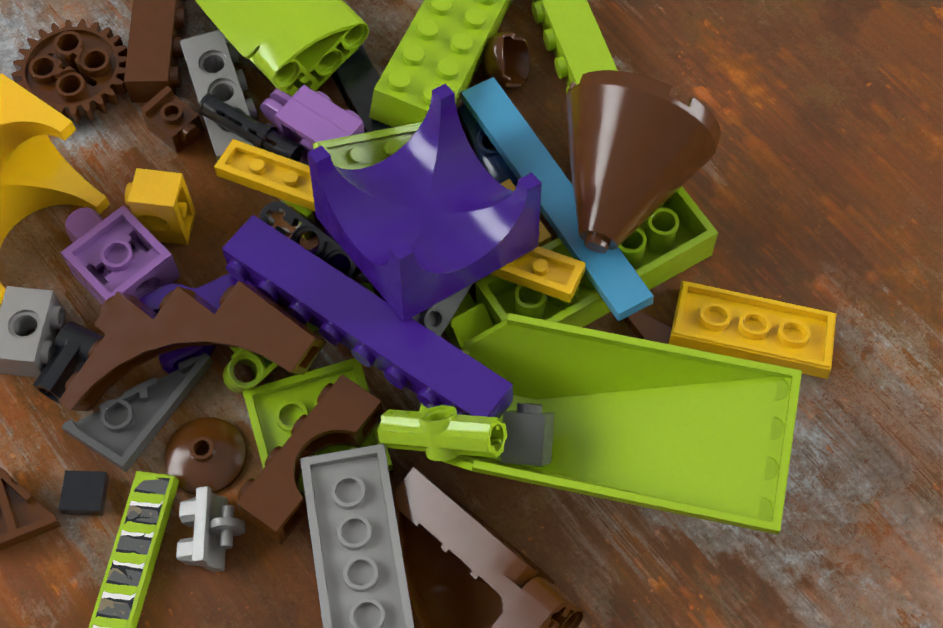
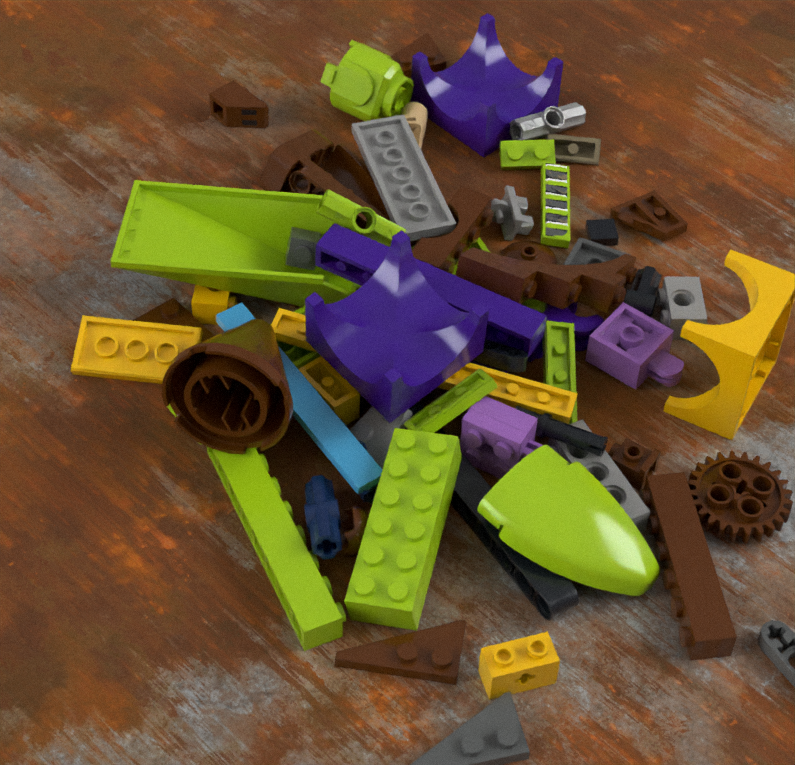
camera: 170 degrees right, 15 degrees down
(162, 204) = (613, 379): yellow brick -> none
(226, 215) = (559, 358): none -> lime tile
(535, 70) = (323, 517): none -> dark blue piece

